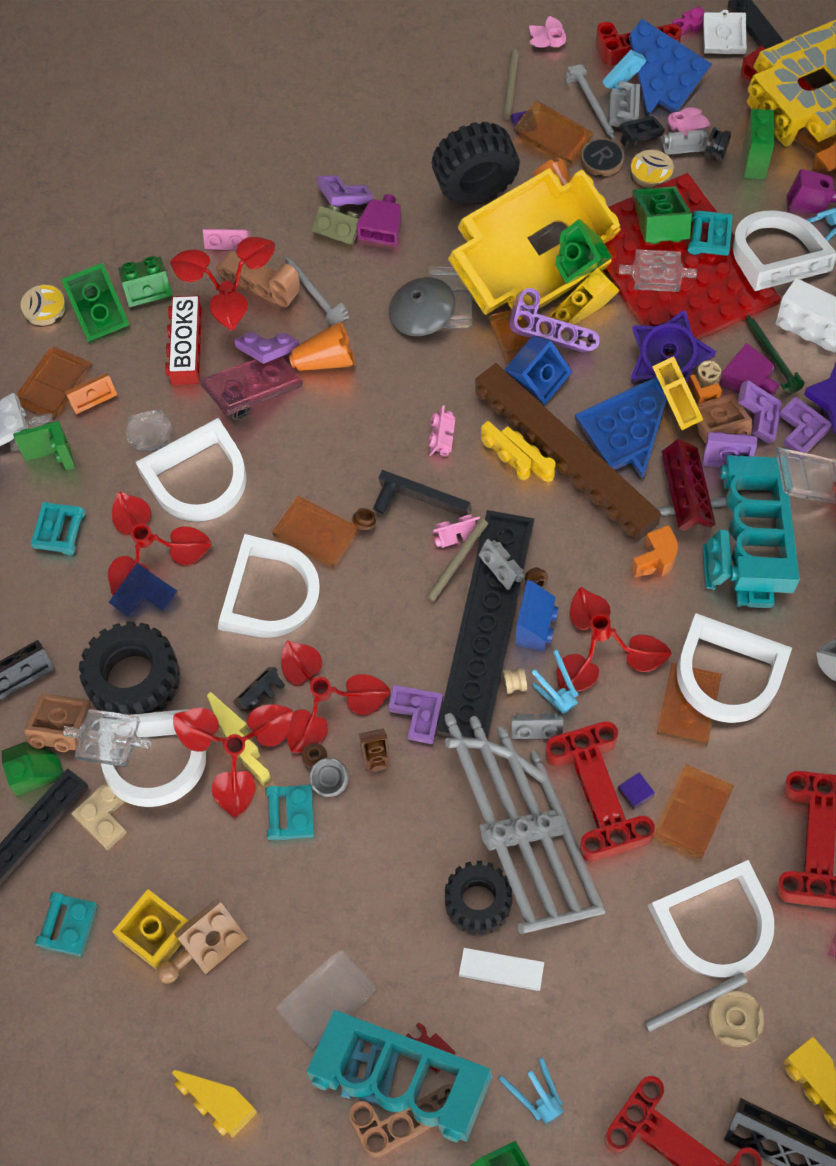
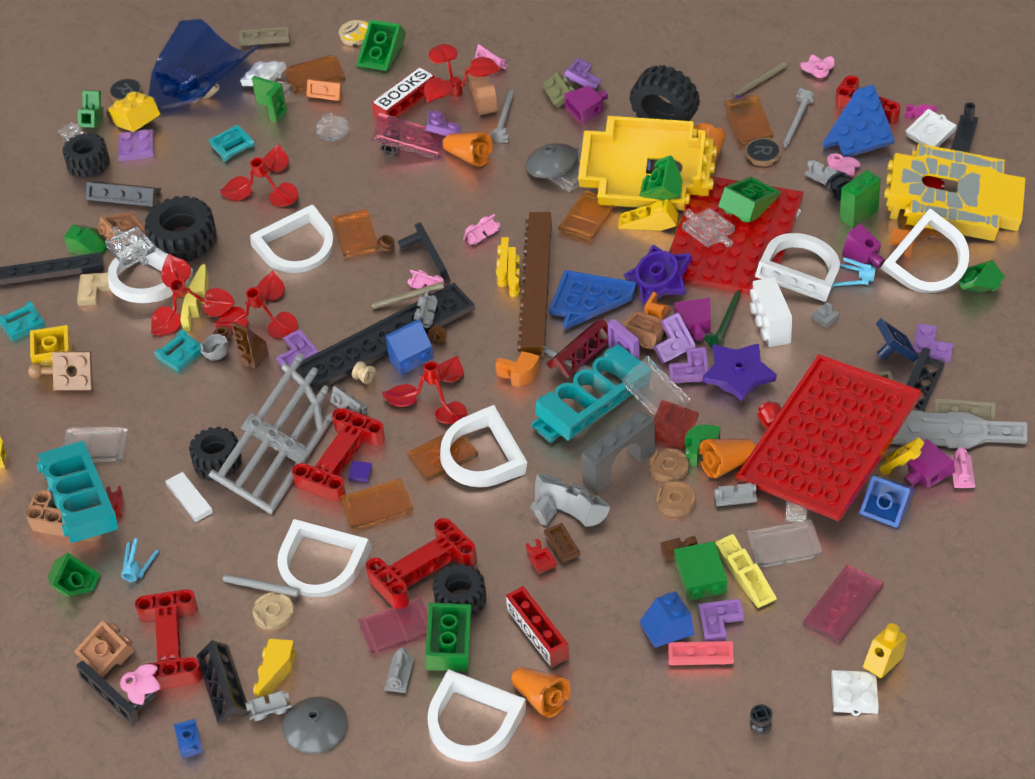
camera: 45 degrees right, 15 degrees down
(140, 585) = (233, 195): clear blue plate -> none
(144, 281) = (415, 53): green bracket -> none
(183, 449) = (331, 146): white window -> none
(249, 696) = (233, 282): black plate -> none
(539, 368) = (572, 233): blue slope -> none
(554, 326) = (604, 216): medium lavender beam -> none
(561, 700) = (375, 397): medium azure plant -> none
(624, 69) = (830, 109): medium azure plate -> none
(624, 103) = (811, 131): light grey hinge -> none
(640, 130) = (802, 149): black plate -> none
(651, 168) = (785, 176): tile -> none
(677, 393) = (632, 293): yellow slope -> none
(707, 369) = (668, 298): tan wheel -> none
(717, 559) = (551, 384): teal plate -> none
(718, 233) = (775, 227): teal plate -> none

